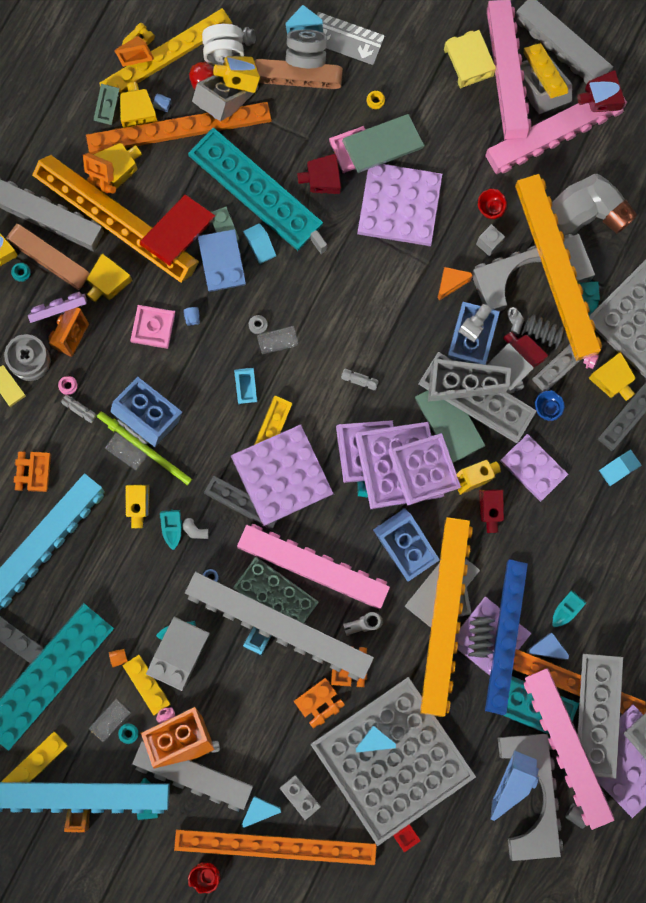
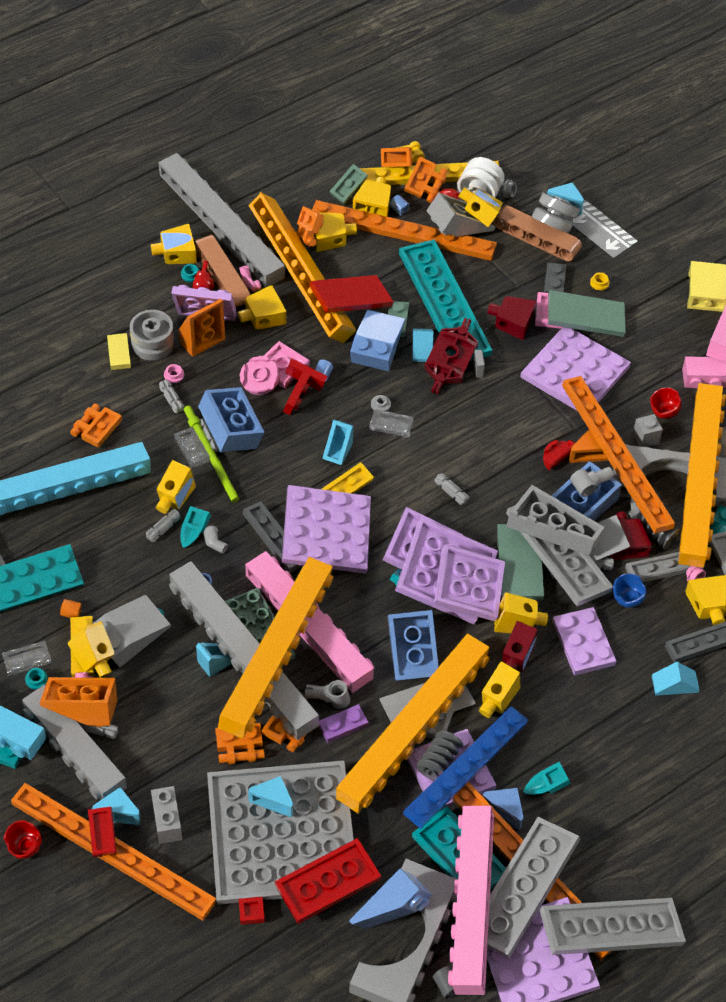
camera: 30 degrees right, 25 degrees down
(37, 277) = (203, 278): none -> red piece
(74, 253) = (247, 280): none -> bright pink arm
(142, 349) = (260, 375): none -> bright pink tile
(145, 538) = (163, 525): none -> light grey axle
(163, 692) = (93, 648): none -> yellow torso
(166, 65) = (420, 178): none -> orange plate
(184, 343) = (306, 377): none -> red bracket
(262, 841) = (102, 831): none -> red tile
(297, 261) = (447, 368): none -> dark red plate
(310, 618) = (275, 648): none -> light orange brick
(336, 116) = (555, 277): none -> dark grey plate
(388, 642) = (343, 723): none -> medium lavender plate
(426, 297) = (556, 452): none -> red plate
(452, 788) = (327, 881): none -> red plate
(481, 282) = (618, 455): none -> orange plate
(495, 545) = (500, 690): none -> yellow torso

